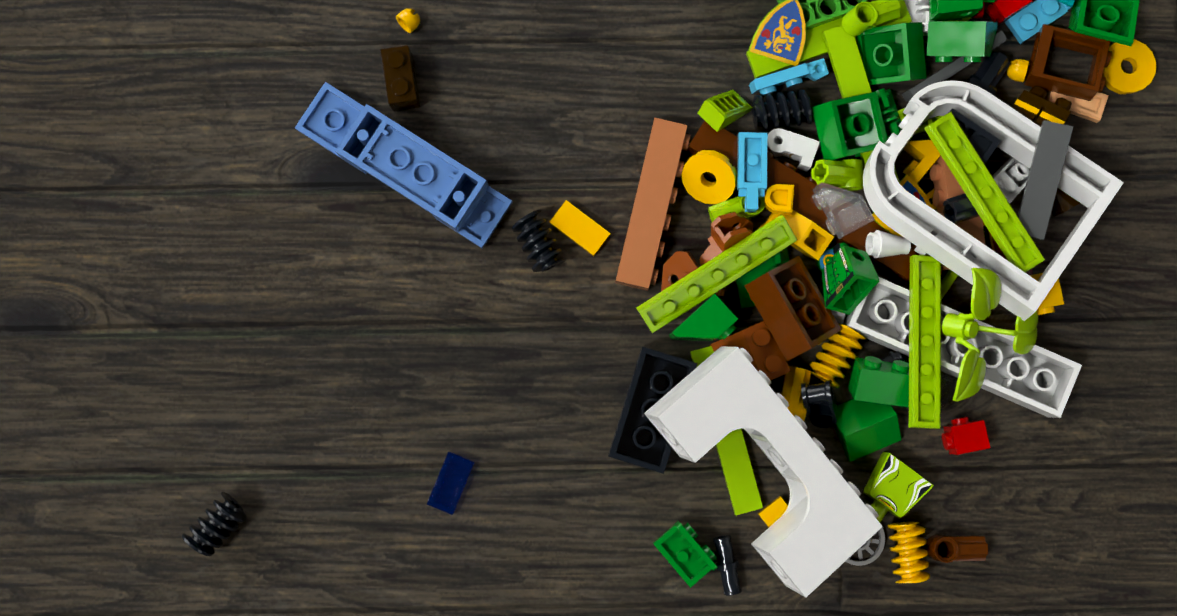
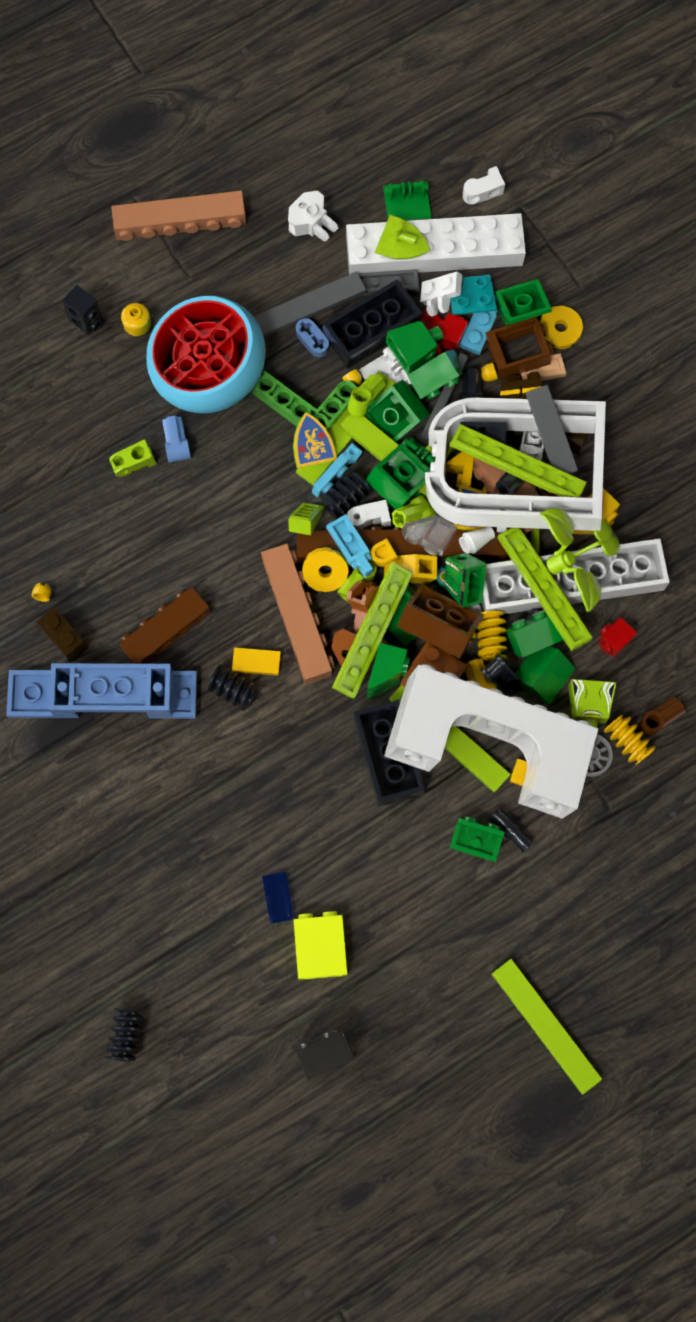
camera: 30 degrees left, 10 degrees down
(460, 559) = (320, 946): none -> neon yellow brick
(508, 135) = (165, 627): none -> reddish brown brick

